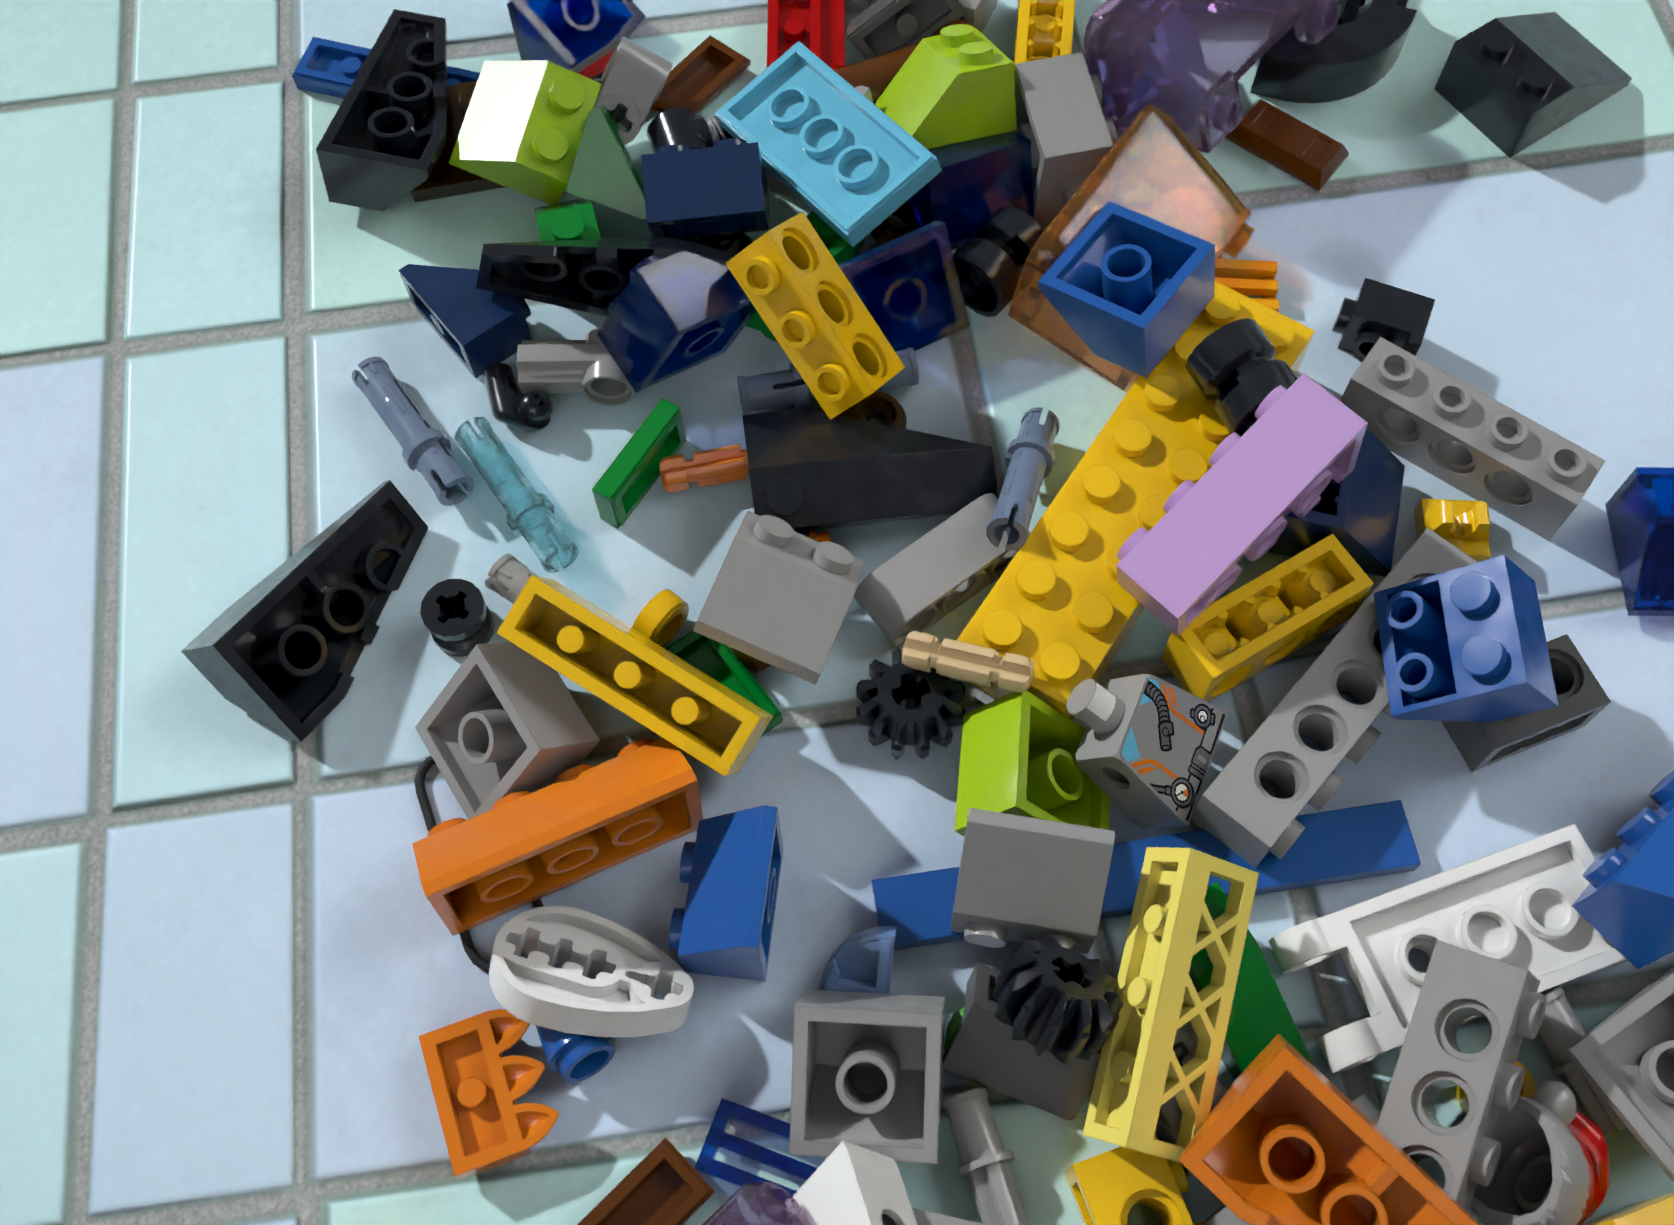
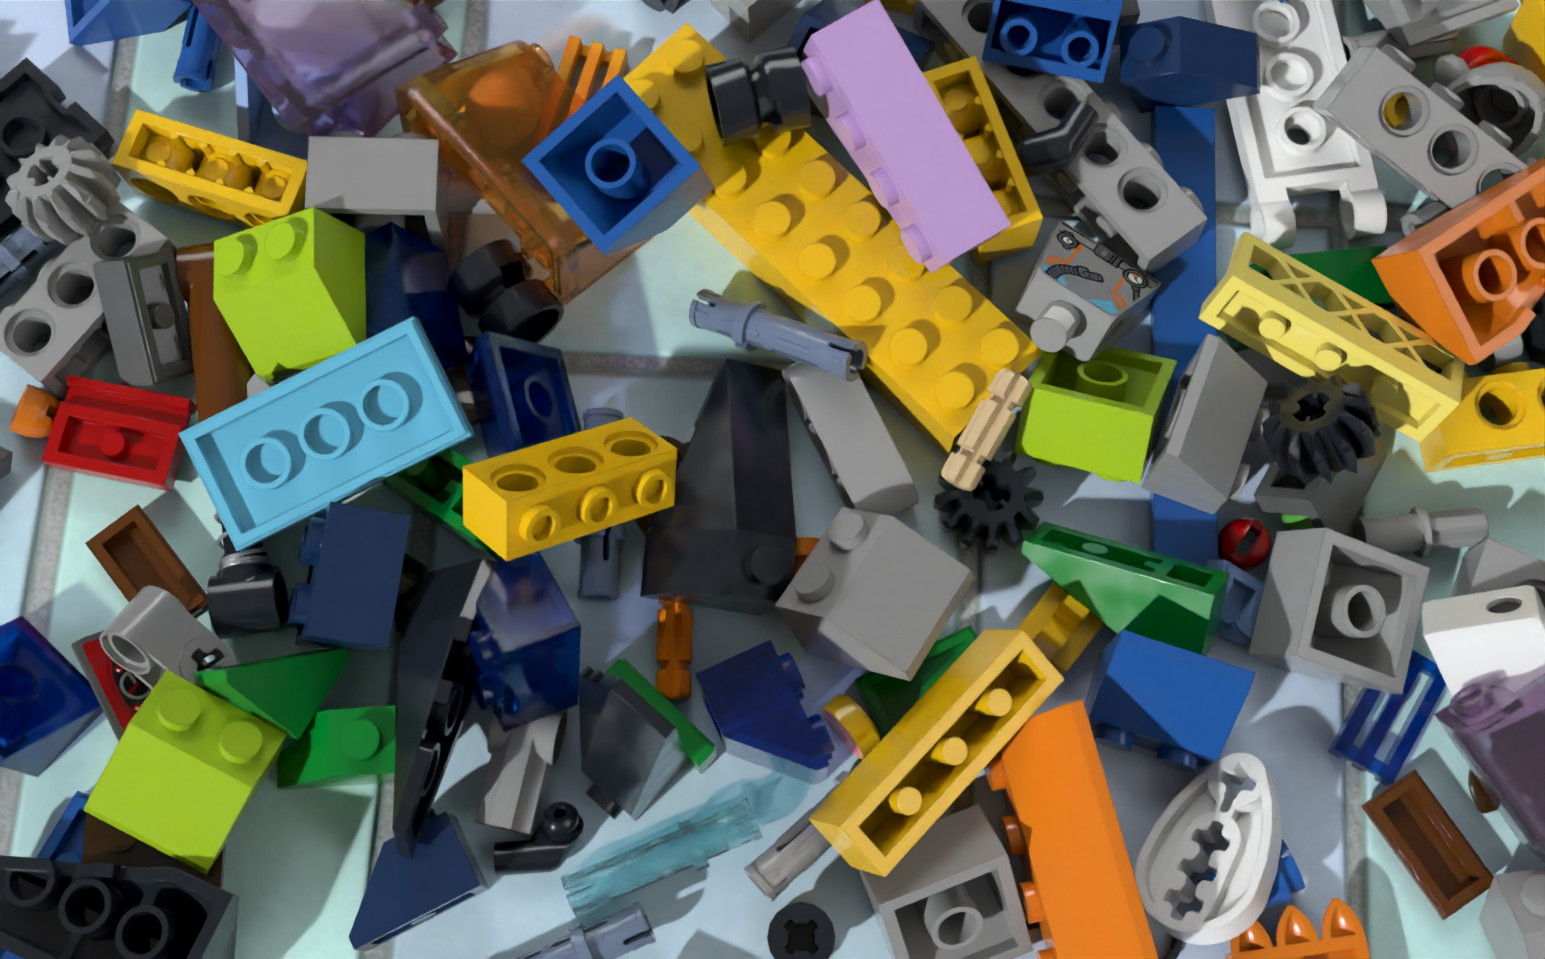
camera: 80 degrees left, 10 degrees up
(597, 406) = (624, 745): none -> black wedge
(647, 531) = (760, 713): none -> clear blue slope
(802, 798) = (1060, 627): none -> yellow tile
(842, 860) = (1133, 586): none -> green slope
(923, 983) = (1234, 533): none -> red hinge
(1299, 679) = (1059, 145): none -> black arm
(1456, 810) = (1187, 62): none -> dark blue slope

